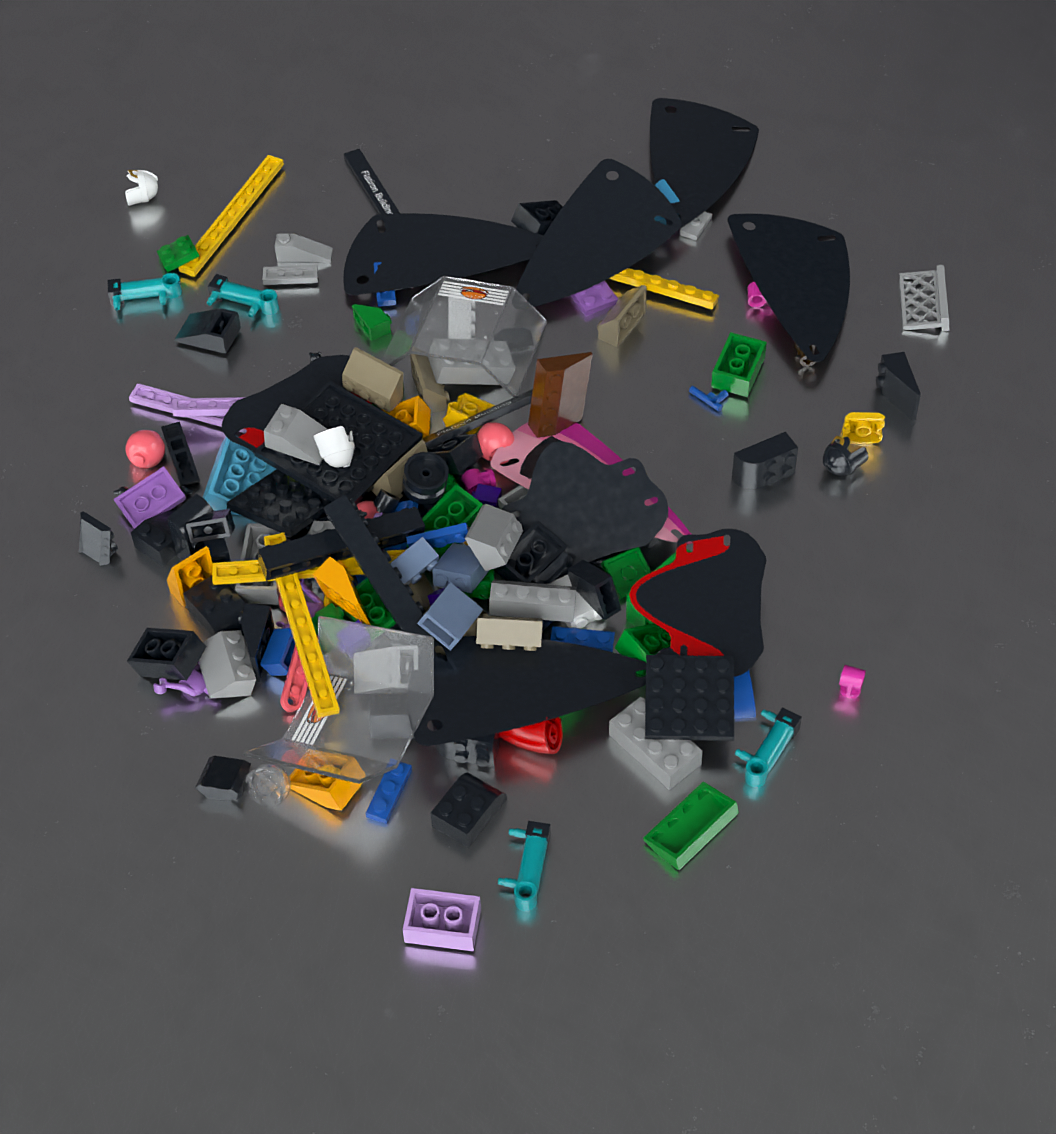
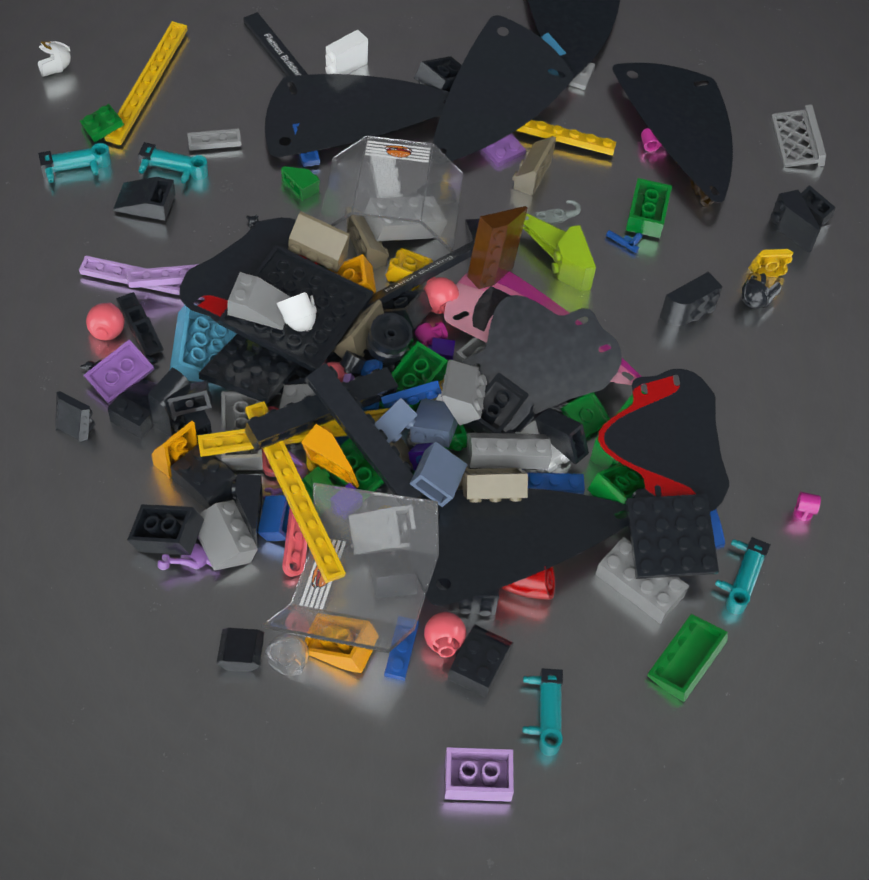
camera: 15 degrees left, 5 degrees up
(301, 249) = (217, 113): light grey slope -> none
(433, 777) = (445, 633): none -> coral brick
(442, 193) = (347, 54): none -> white brick
(637, 399) = (568, 249): none -> lime slope
(927, 371) = (818, 205): none -> black brick

